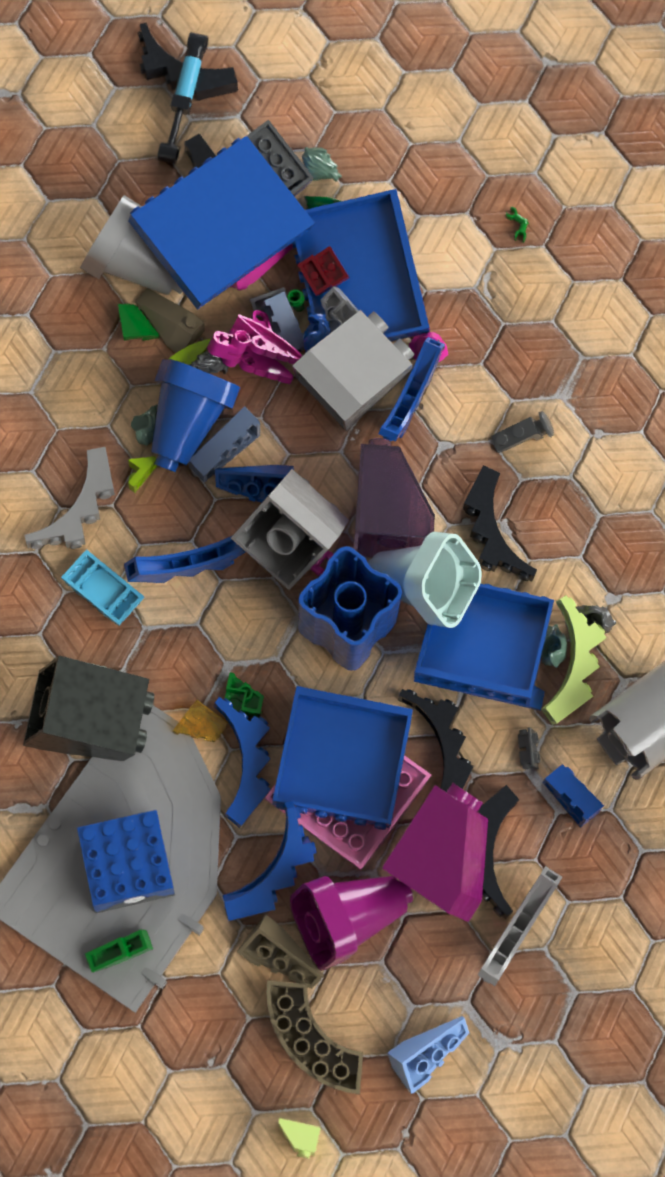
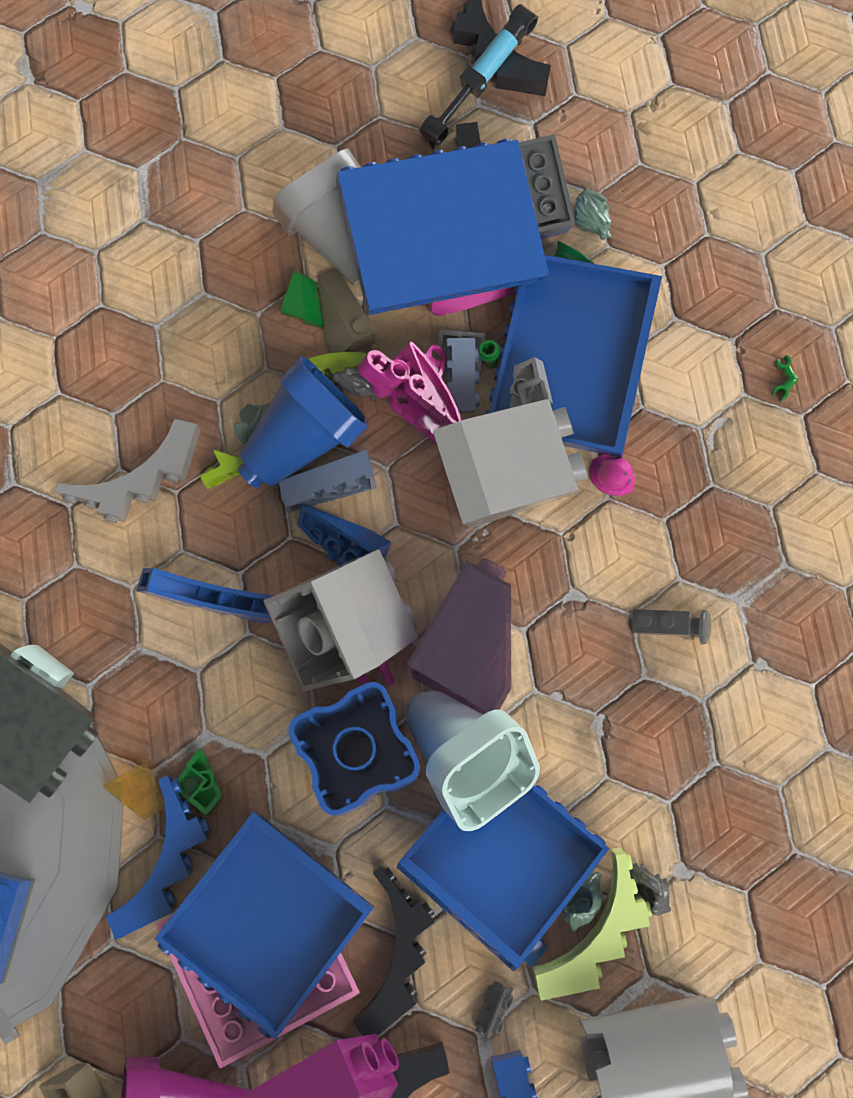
camera: 30 degrees right, 5 degrees up
(102, 588) = (113, 581): medium azure slope -> none
(260, 893) = (98, 1032): blue arch -> none
(316, 331) = (490, 400): blue hair -> none
(323, 271) = (533, 334): dark red slope -> none
(412, 393) = (566, 520): blue arch -> none
(496, 551) = (573, 719): black arch -> none

